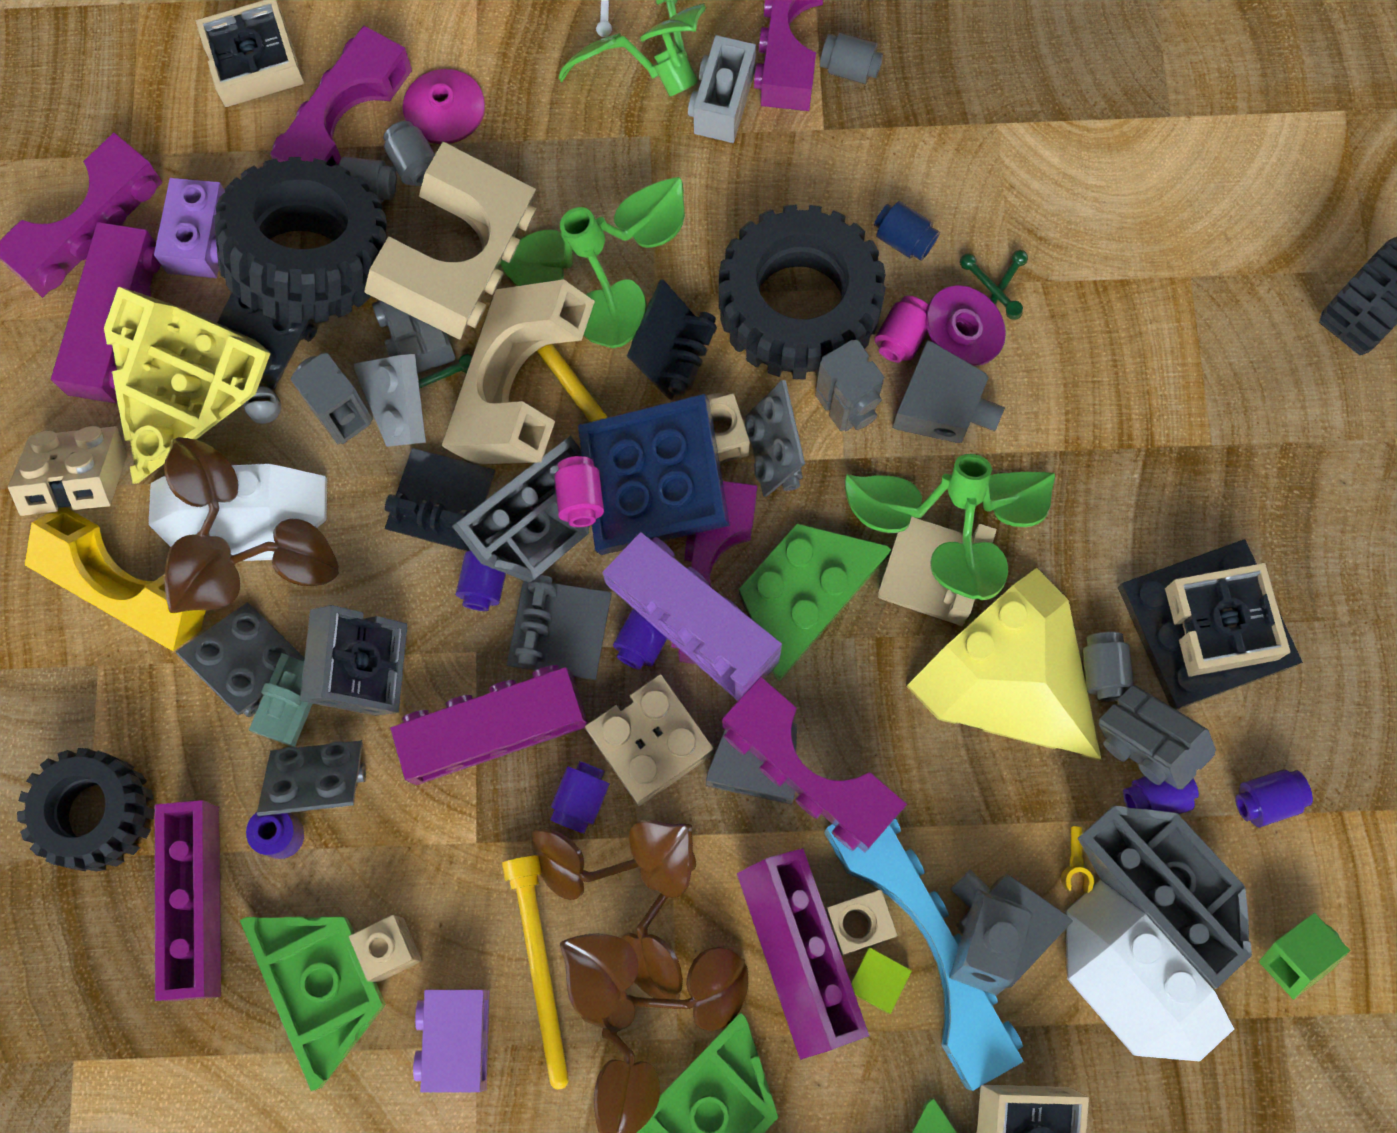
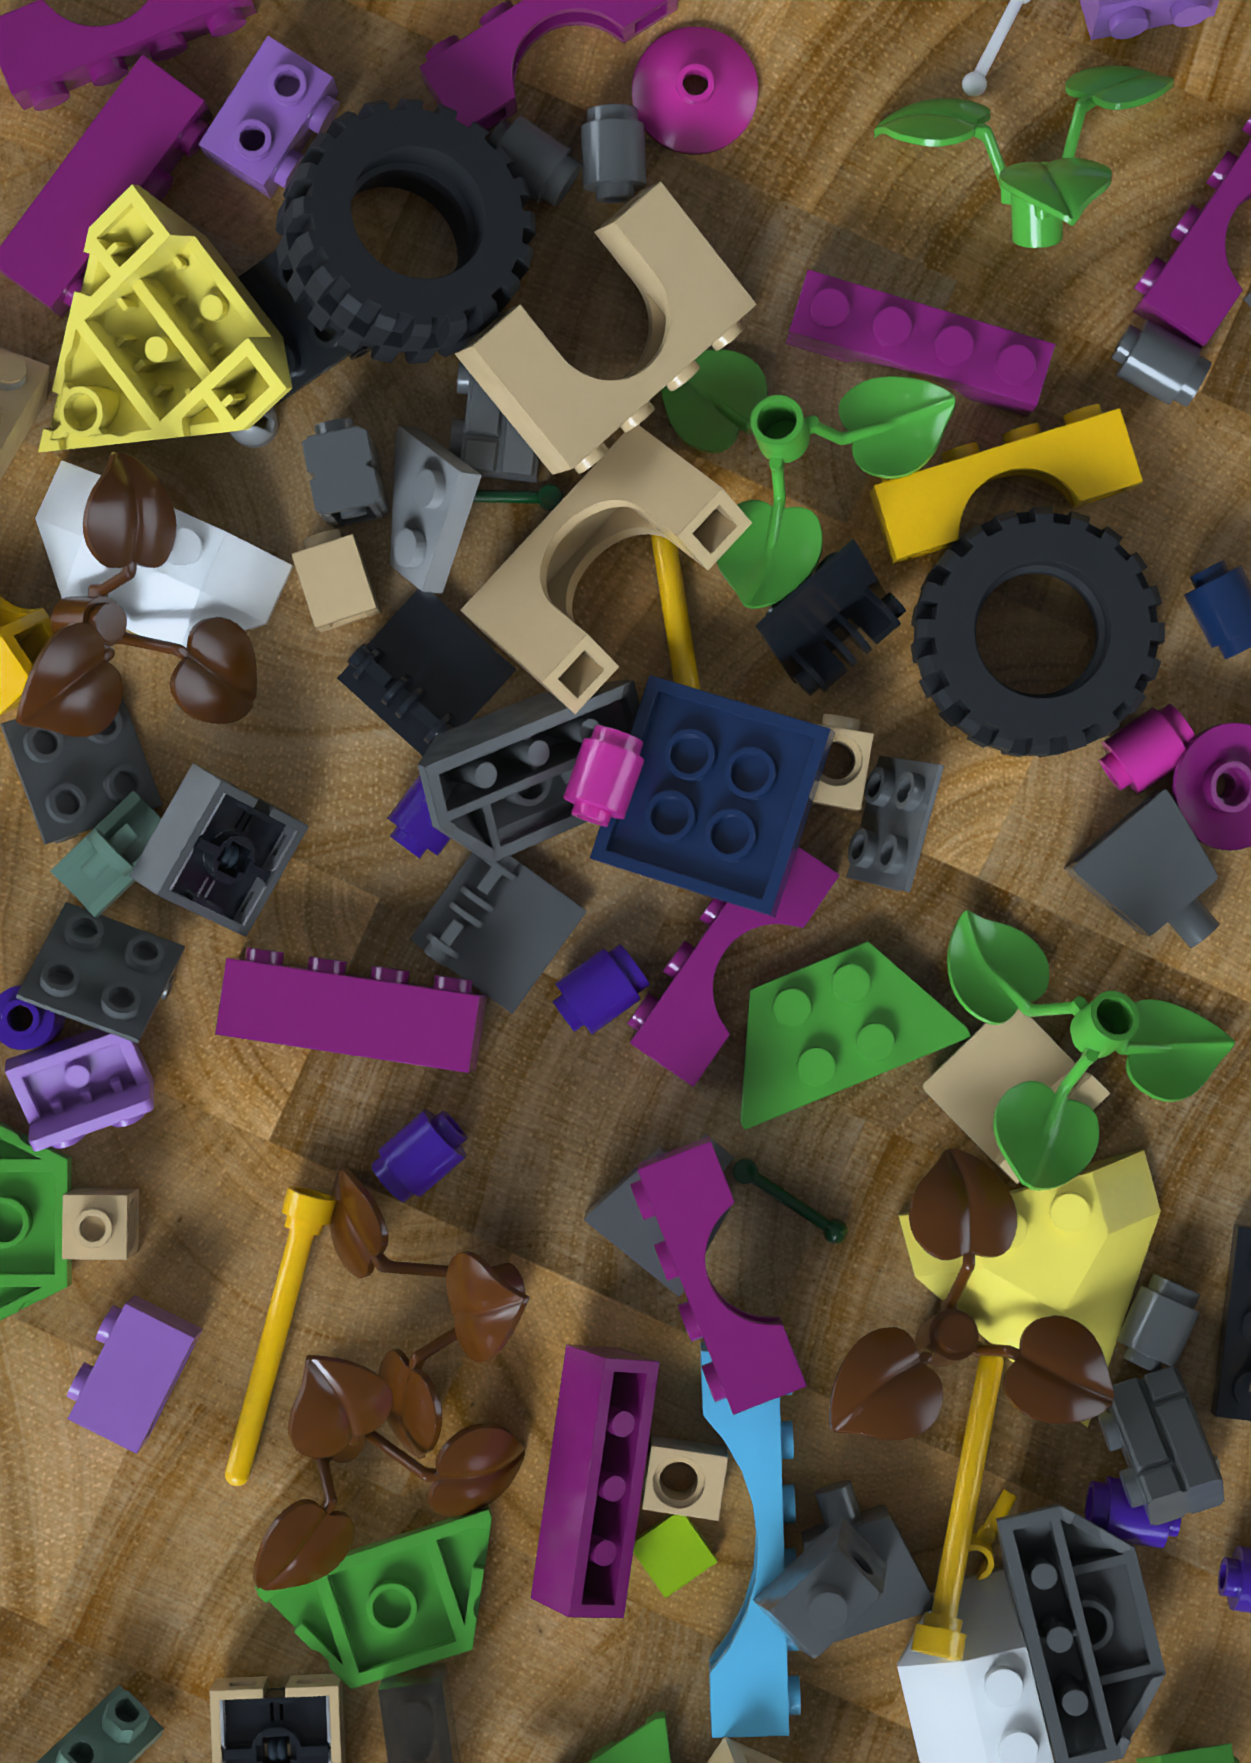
camera: 25 degrees right, 15 degrees up
(331, 862) = (80, 1087): none -> medium lavender bracket
(356, 468) = (335, 580): none -> tan brick
(603, 173) = (894, 332): none -> magenta arch
(660, 755) = (558, 1100): tan piece -> none
(693, 615) = (667, 1018): medium lavender wedge -> none
(694, 257) = (1080, 460): none -> yellow arch
(723, 88) = (1089, 277): light grey brick -> none
(791, 118) = (1160, 363): none -> dark grey brick
(849, 386) = (1029, 803): dark grey brick -> none
(871, 714) = (746, 1172): none -> dark green hinge
(964, 771) = (884, 1377): none -> reddish brown plant
(1084, 933) = (941, 1630): none -> yellow piece

